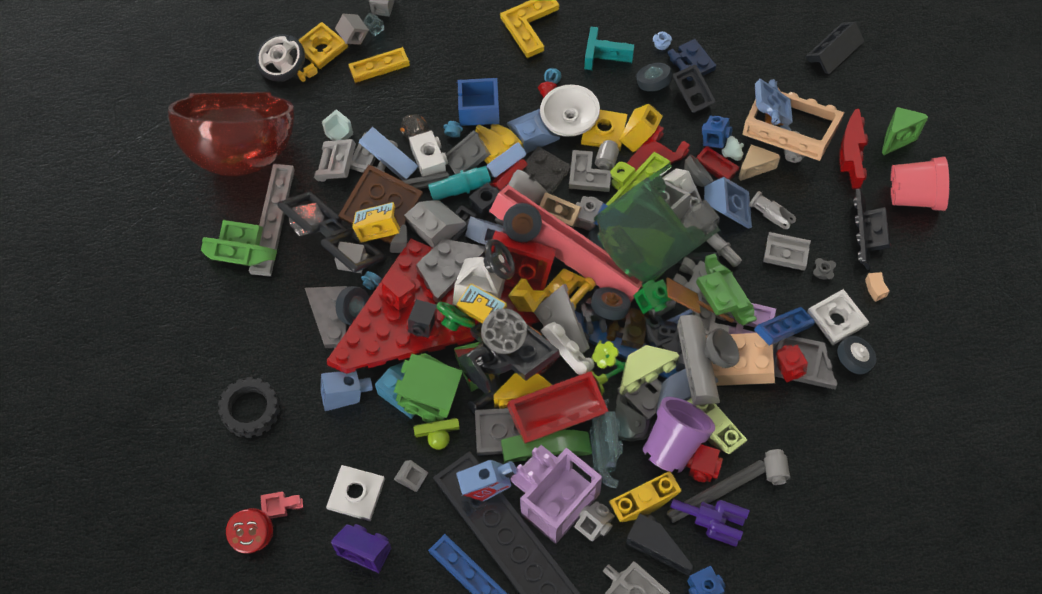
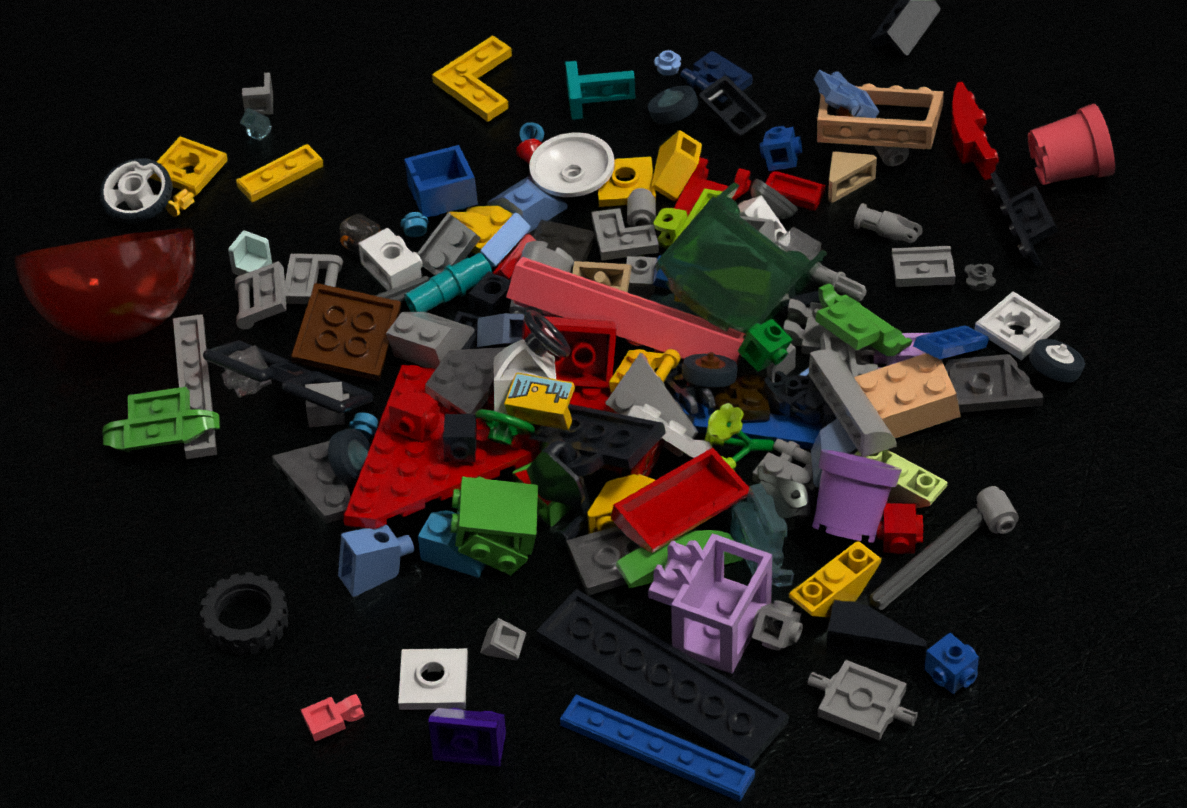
camera: 15 degrees left, 15 degrees down
(249, 530) = (301, 752): red head -> none
(351, 29) = (227, 134): light grey brick -> none
(375, 222) = (350, 350): yellow panel -> none
(388, 154) = (333, 268): light blue tile -> none
(399, 241) = (389, 369): dark grey slope -> none
(437, 432) = (522, 577): lime tile -> none
(486, 479) = (616, 600): medium blue torso -> none
(504, 331) = (581, 416): light grey tile -> none
(522, 222) = (559, 292): black wheel -> none
(525, 297) = (591, 389): yellow panel -> none
(646, 366) = (784, 430): yellowish green slope -> none
(688, 298) = (821, 339): dark orange piece -> none
(715, 517) = (934, 585): dark purple plant -> none
(721, 348) = (877, 379): dark grey piece -> none
(729, 200) = (826, 224): medium blue slope -> none
(733, 149) = (810, 164): light aqua piece -> none
(791, 362) = (975, 382): red brick -> none
(876, 286) = (1055, 280): light nougat piece -> none
(903, 129) = (1028, 92): bright green slope -> none

